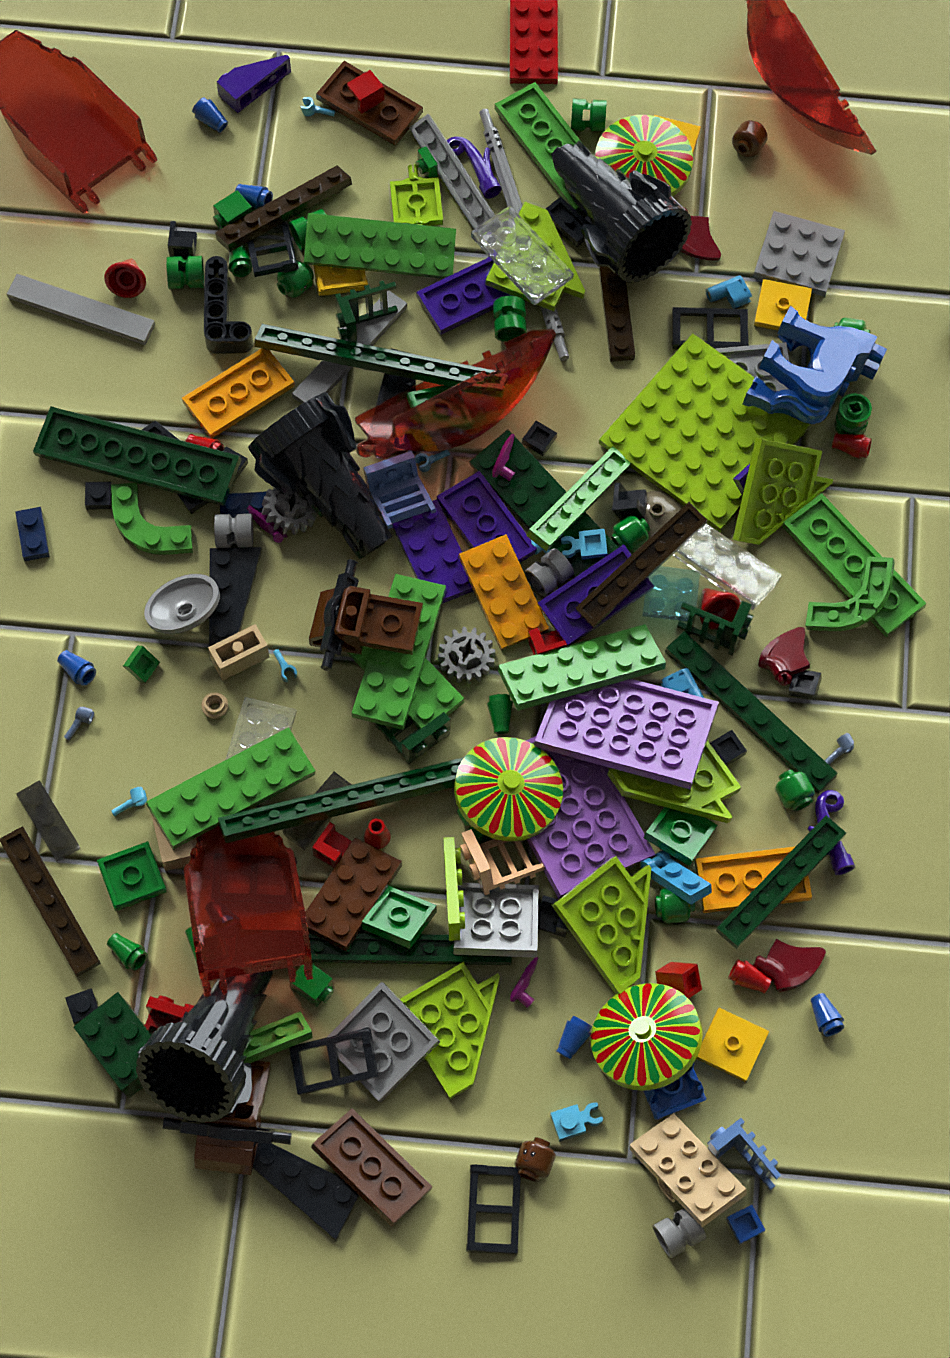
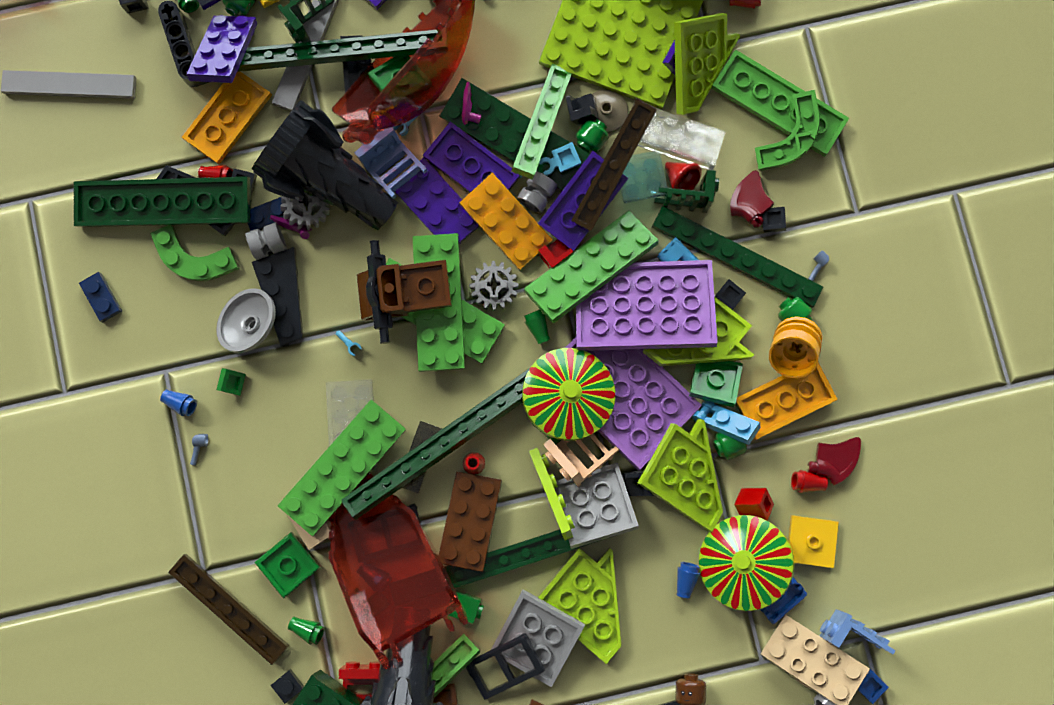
camera: 15 degrees left, 15 degrees up
(48, 821) = (202, 540): clear smoke plate -> none
(98, 495) = (142, 245): black plate -> none
(125, 279) = (95, 45): red hat -> none
(138, 799) = (269, 496): medium azure hand -> none
(185, 272) = (144, 23): green wheel -> none
(213, 698) = (296, 396): tan plate -> none
(238, 652) = (307, 347): tan brick -> none
(260, 321) = (222, 49): none -> dark purple plate
(330, 846) = (441, 484): red panel -> none
(399, 917) = (515, 529): plate -> none
(421, 739) = (479, 374): dark green plate -> none
(518, 992) = (631, 556): magenta bar -> none
(539, 438) = (489, 75): black plate -> none
(571, 1122) = (707, 647): medium azure plate -> none
(767, 821) = (796, 347): none -> light orange wheel
(781, 882) = (811, 398): dark green plate -> none
(826, 1015) = (879, 493): blue cone -> none
(840, 859) = (832, 341): dark purple plant -> none

